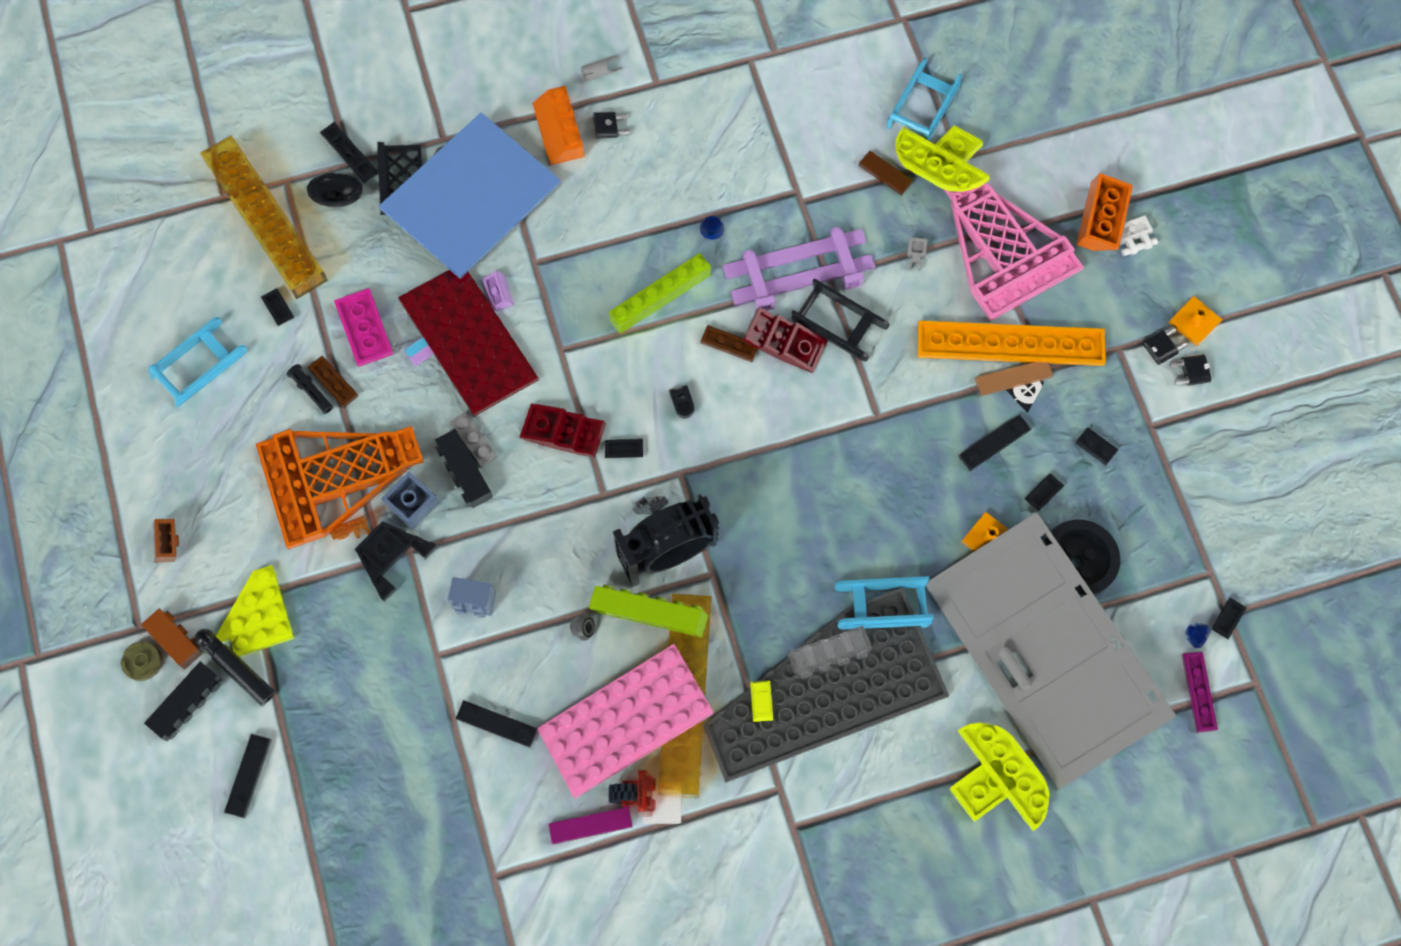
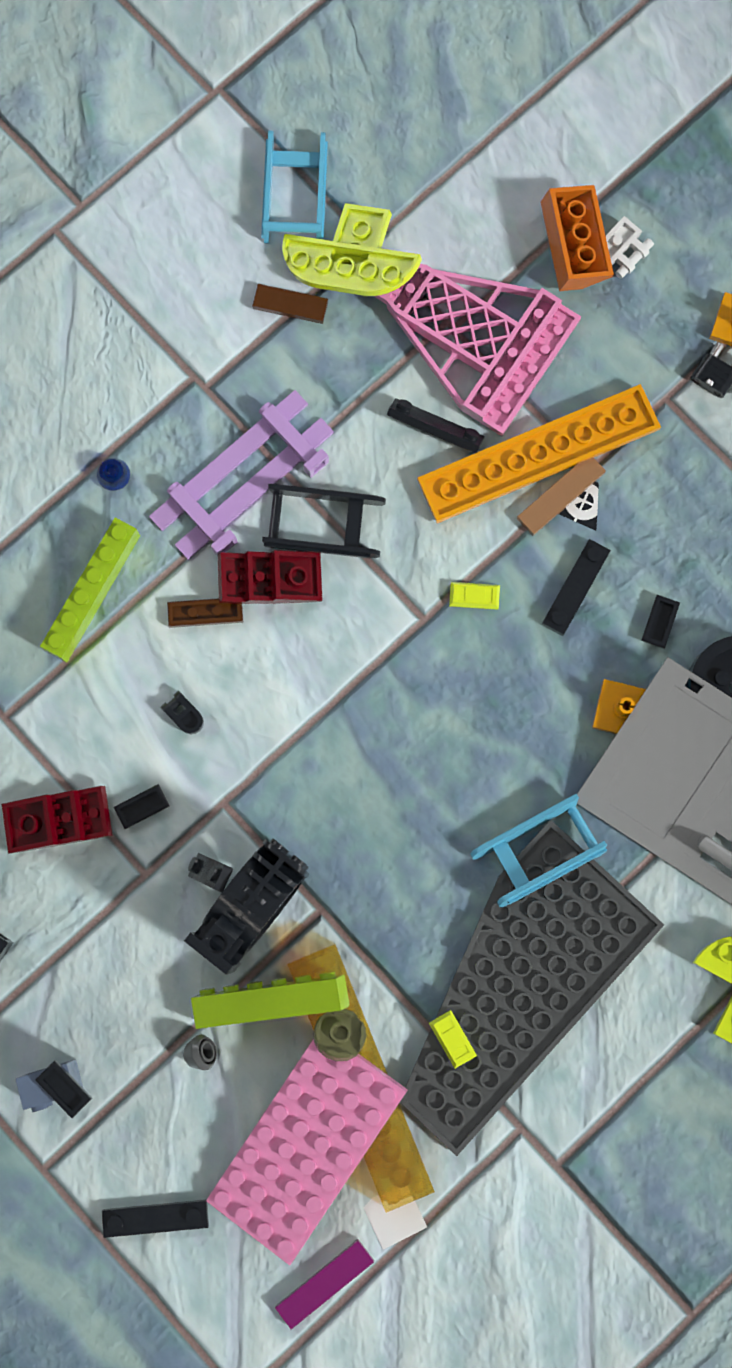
camera: 25 degrees left, 10 degrees up
(481, 598) = (63, 1088): none -> black tile
(635, 793) = (360, 1225): clear red plate -> none
(685, 653) = (339, 1035): none -> olive tile
(829, 652) = (505, 943): clear brick -> none
(916, 250) = (374, 386): light grey plate -> none
(920, 416) = (474, 595): none -> neon yellow tile
(963, 309) = (435, 425): none -> black plate
(1096, 446) = (695, 534): black plate -> none

